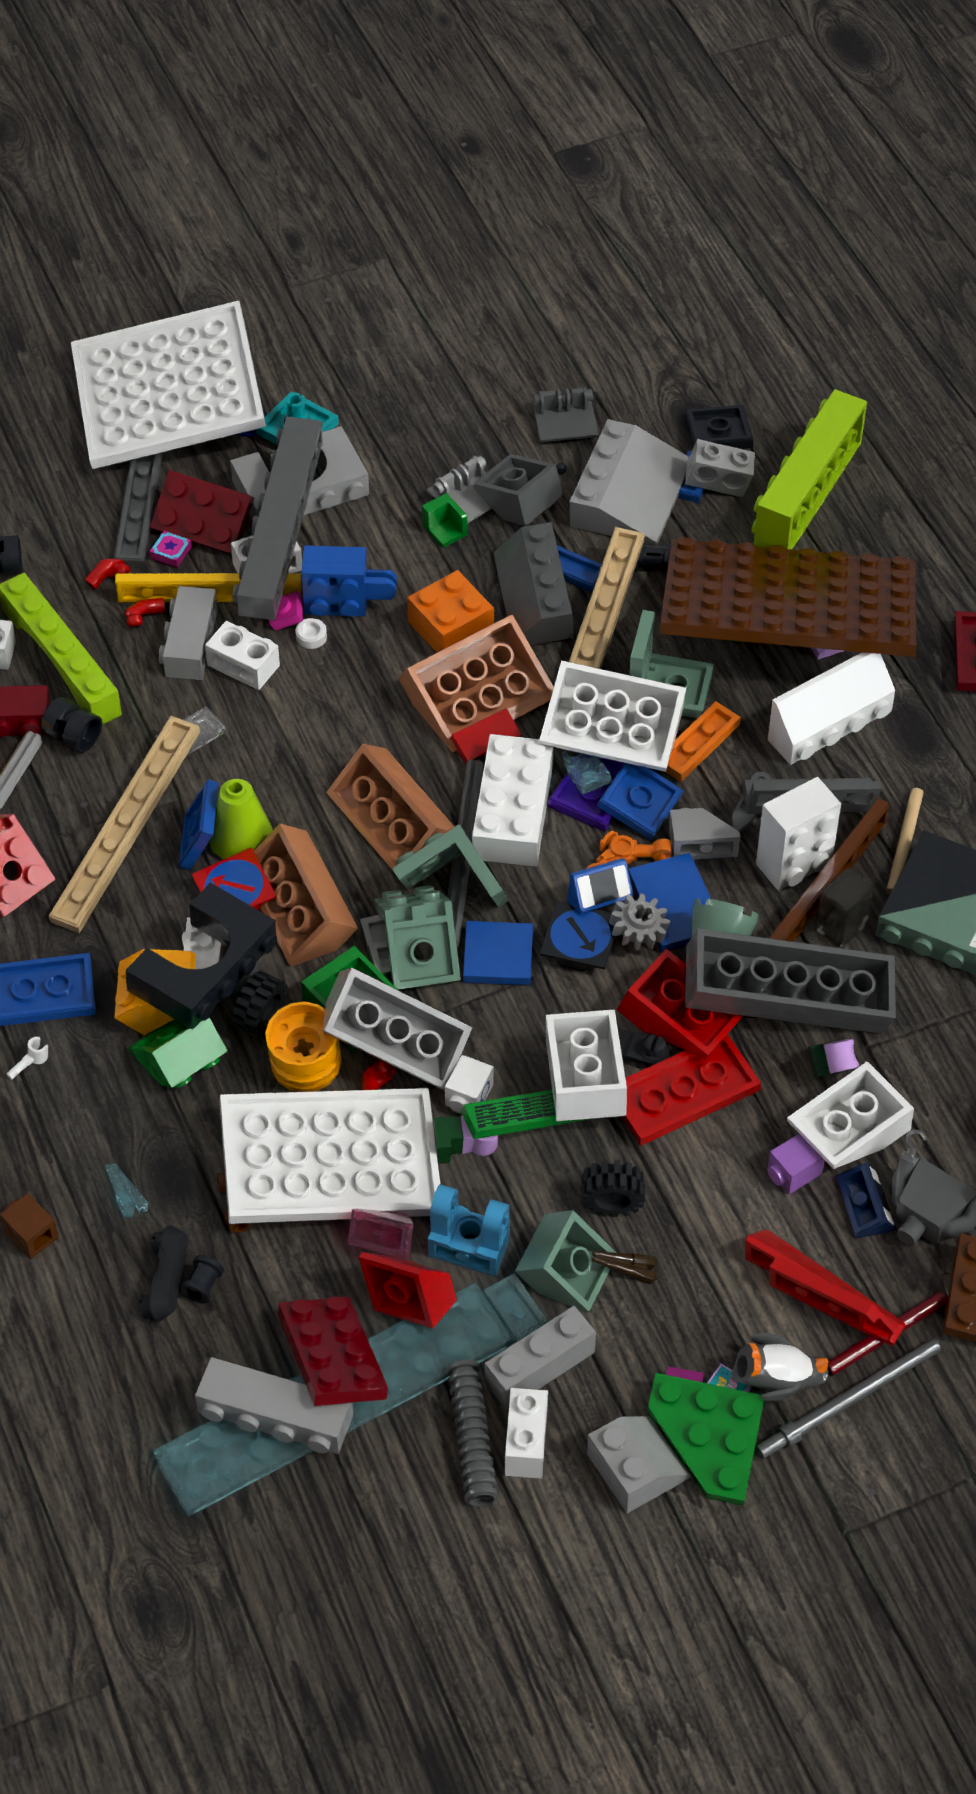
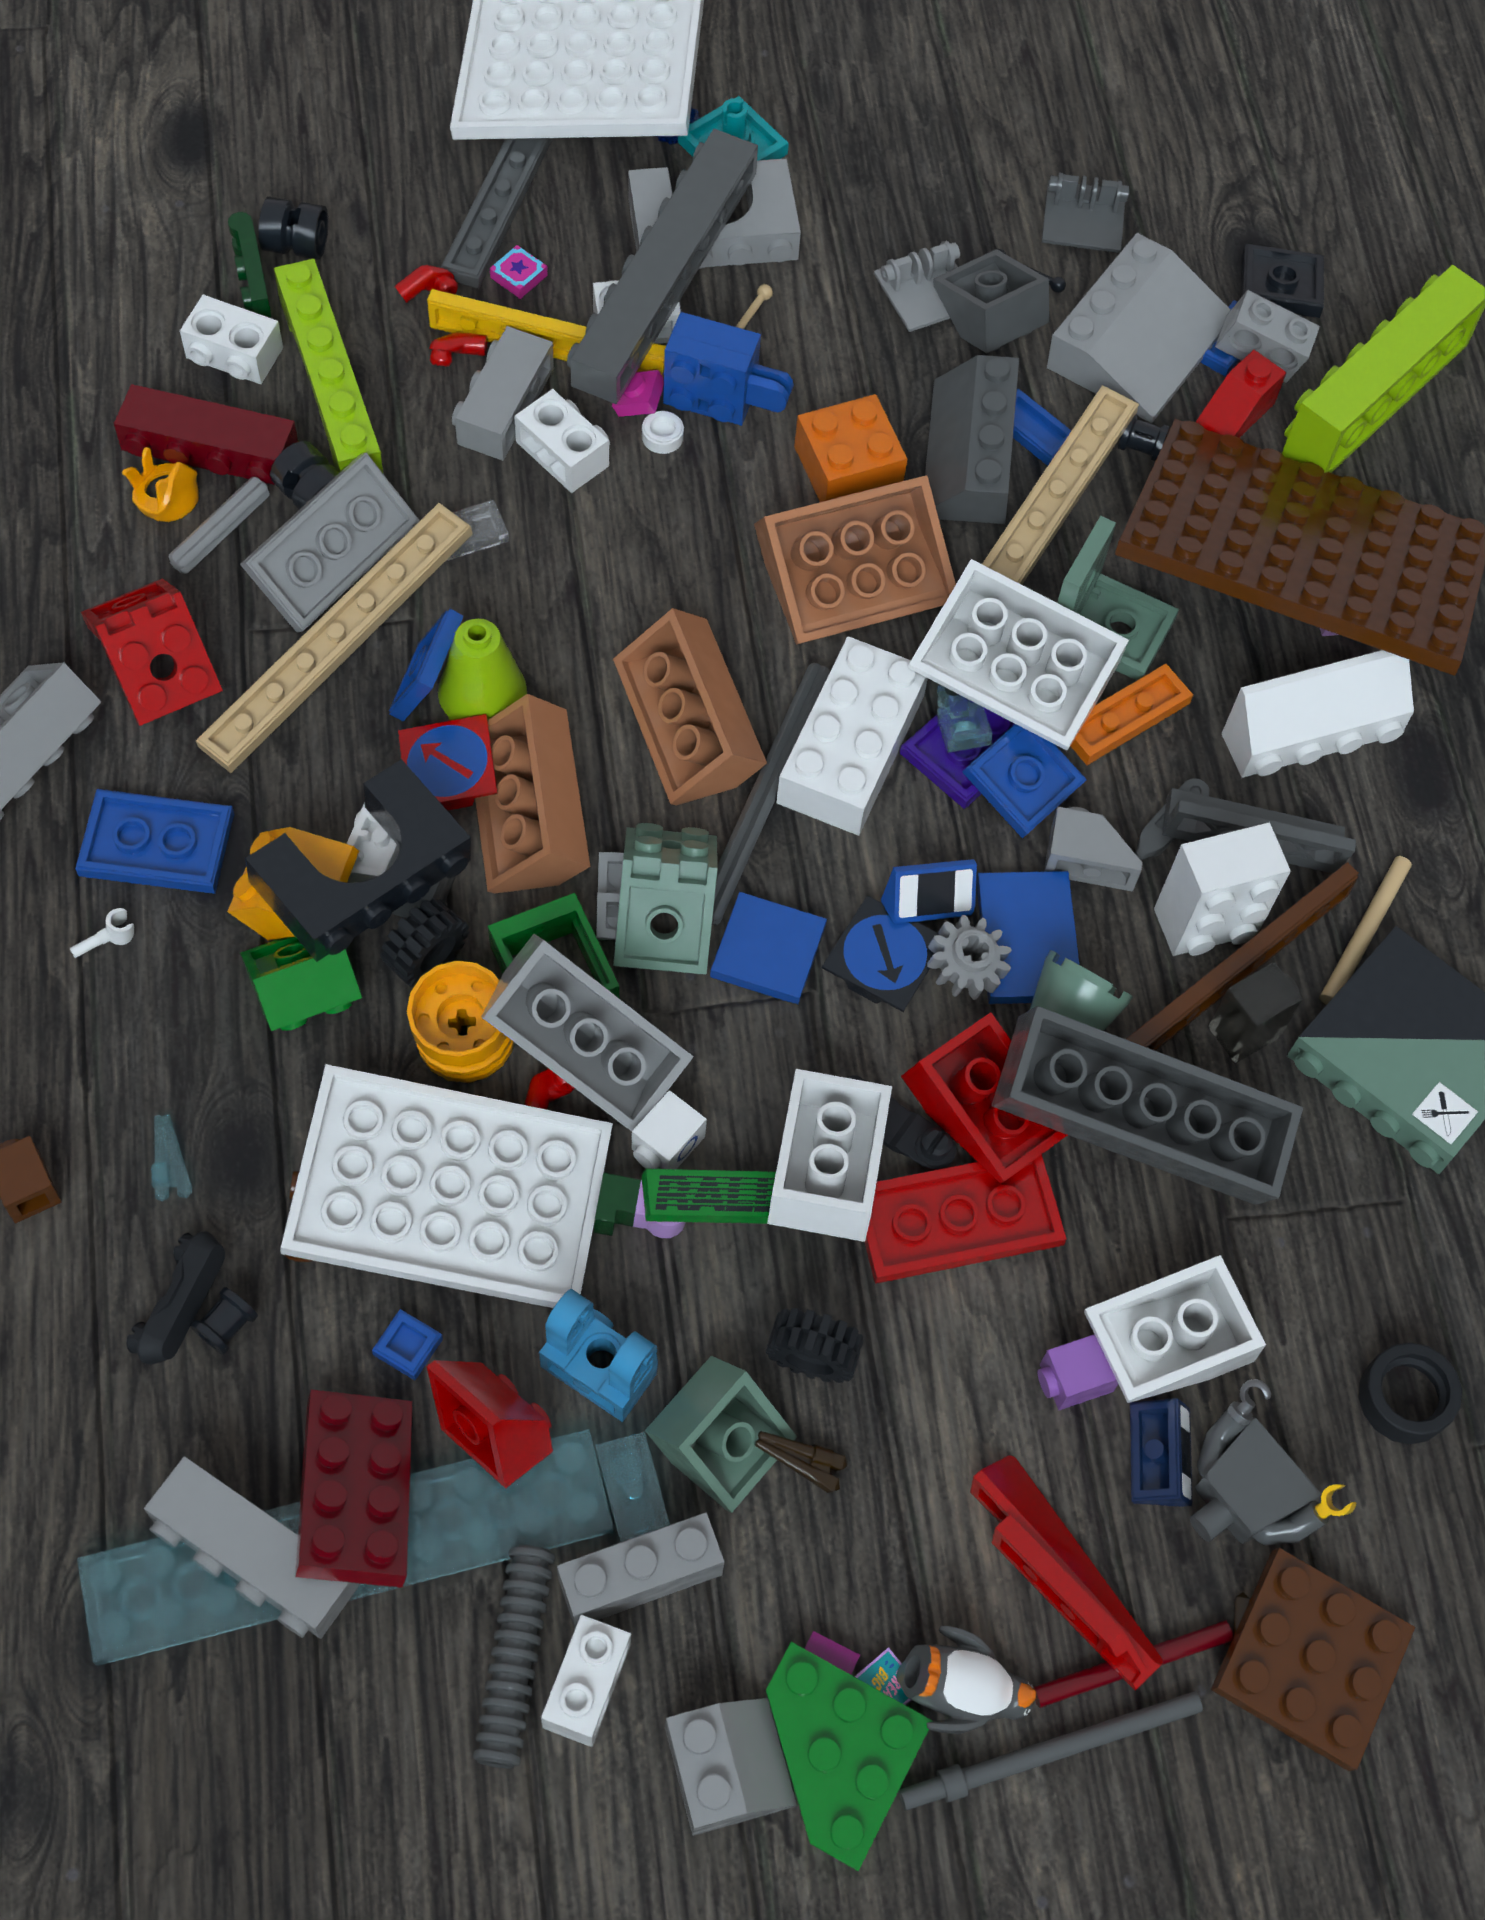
camera: 10 degrees right, 10 degrees up
(101, 761) = (330, 542): none -> light grey tile
(201, 511) = (571, 231): dark red plate -> none
(332, 1264) = (407, 1344): none -> blue tile
(352, 523) = (764, 293): none -> tan hinge
(381, 1232) = (482, 1322): clear pink slope -> none
(440, 851) = (731, 787): sand green bracket -> none
(444, 520) = (882, 319): green panel -> none
(474, 739) = (826, 635): red tile -> none
(618, 847) = (984, 846): orange piece -> none
(715, 512) = (1243, 396): none -> red slope
(833, 1057) = (1177, 1229): lavender leg -> none

